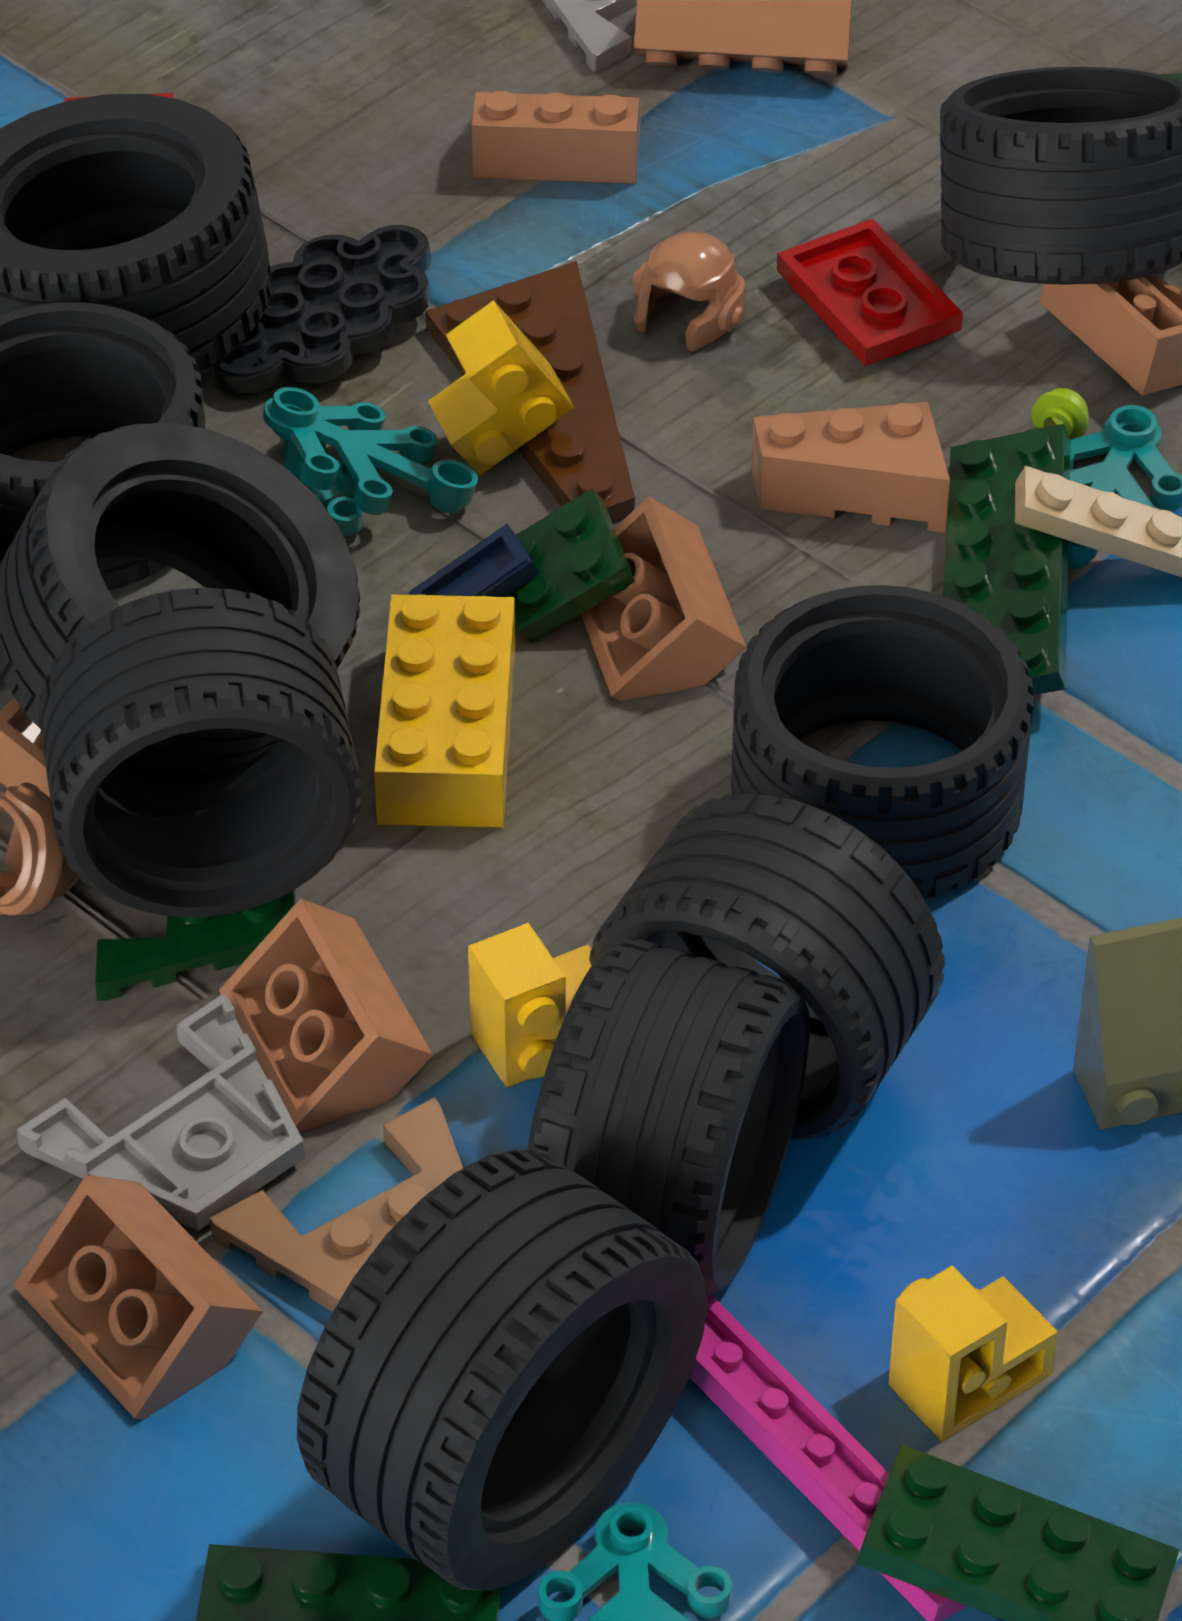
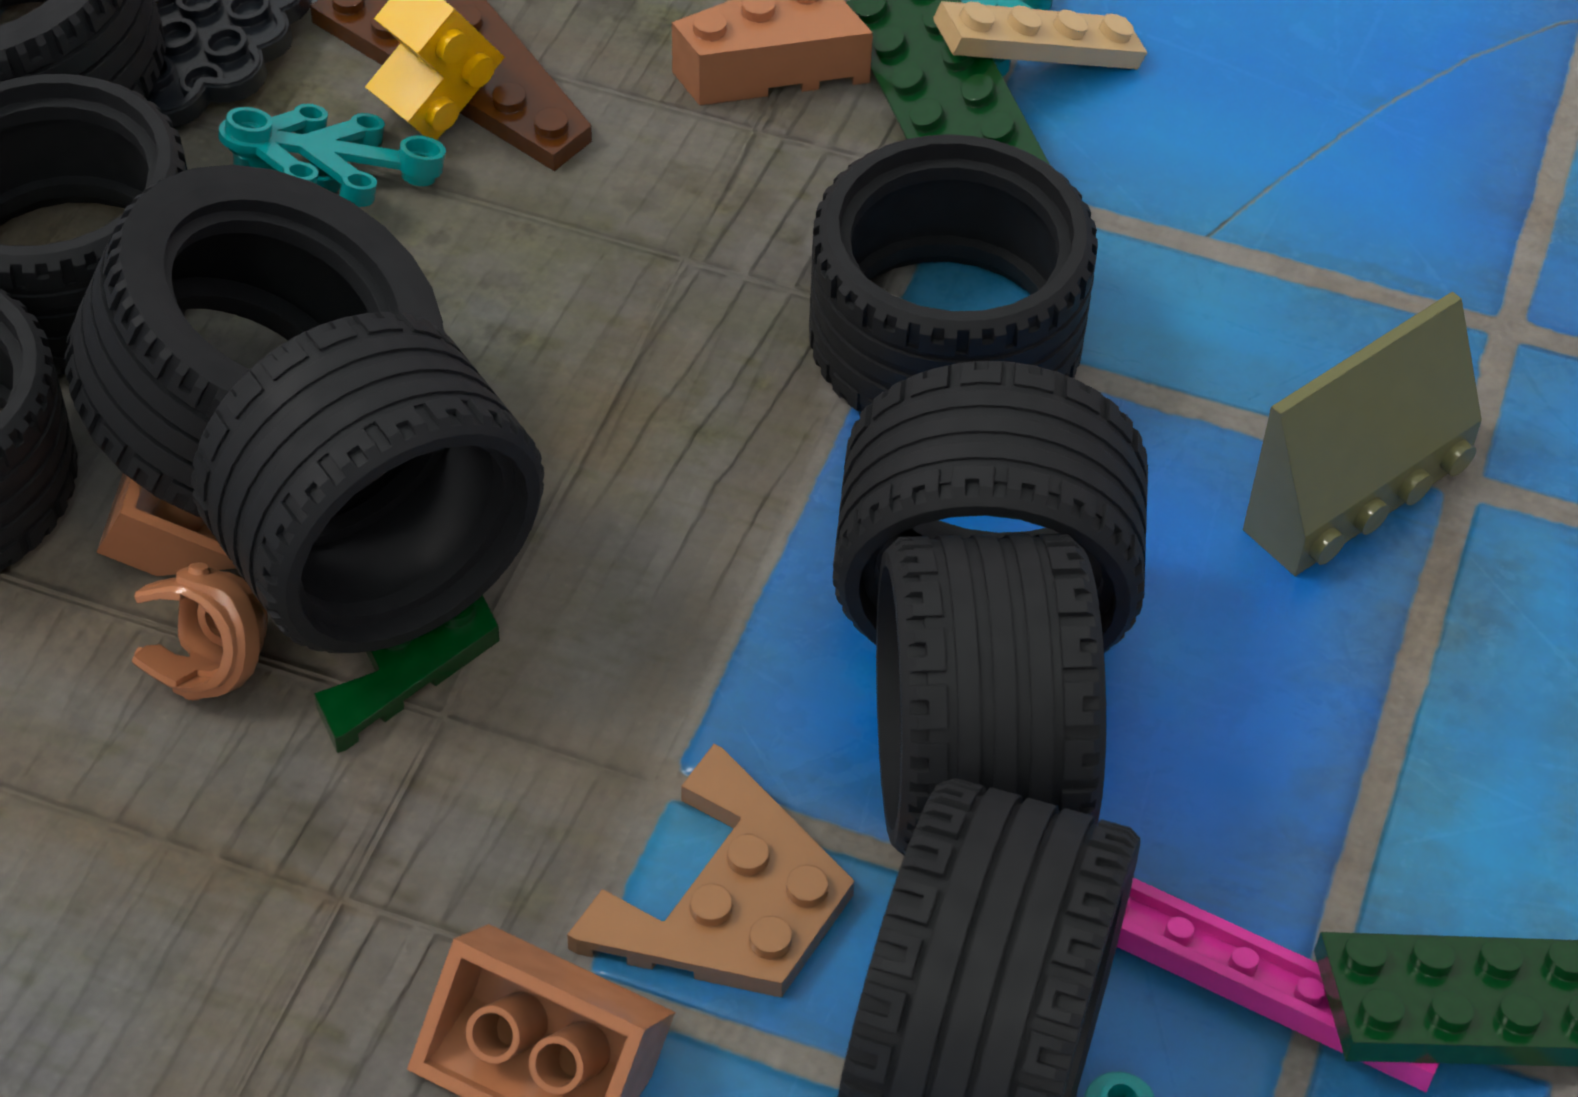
camera: 25 degrees left, 5 degrees up
(197, 1147) = (519, 867): light grey wing -> none
(325, 1017) = (572, 702): nougat slope -> none
(445, 711) = (539, 359): yellow brick -> none
(487, 569) = (492, 243): dark blue tile -> none
(520, 1000) = (770, 625): yellow brick -> none
(577, 565) = (566, 205): dark green plate -> none
(671, 623) = (664, 219): nougat slope -> none
(965, 1349) = (1317, 823): yellow brick -> none

